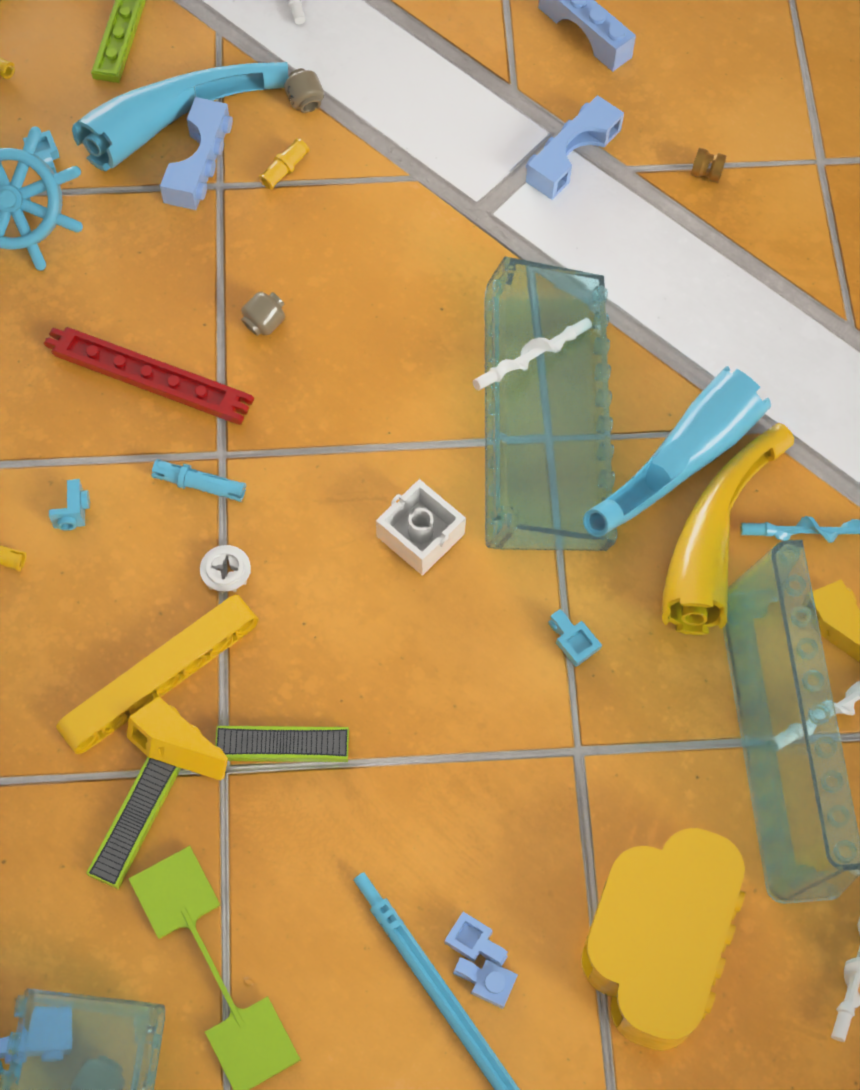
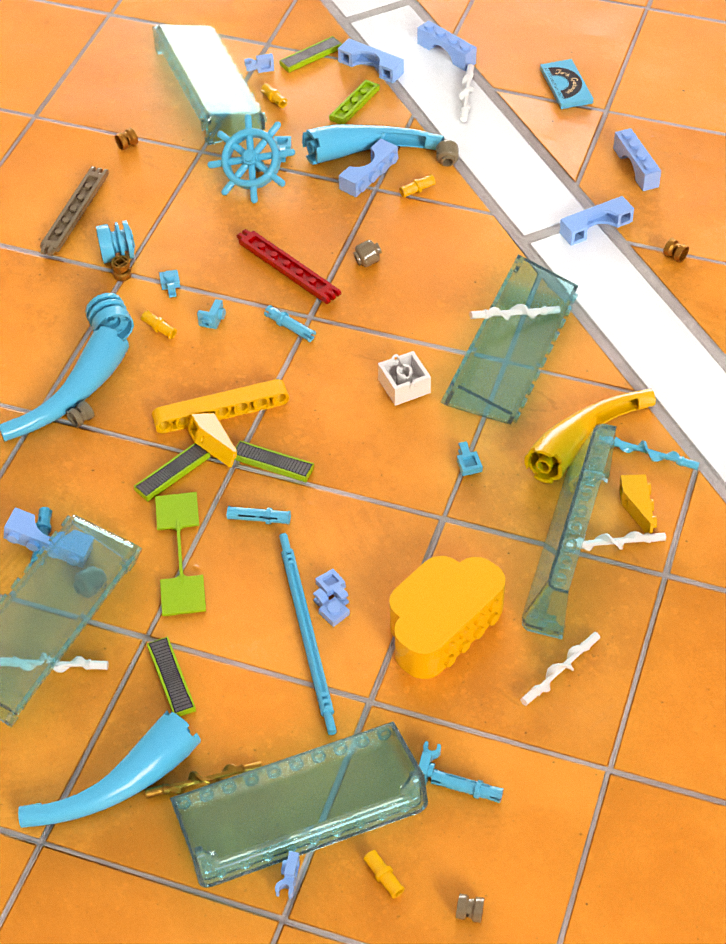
camera: 25 degrees right, 15 degrees down
(216, 559) = (281, 364): white gear -> none
(306, 853) = (262, 515): none -> medium azure pin
(703, 433) = (600, 379): medium azure brick -> none

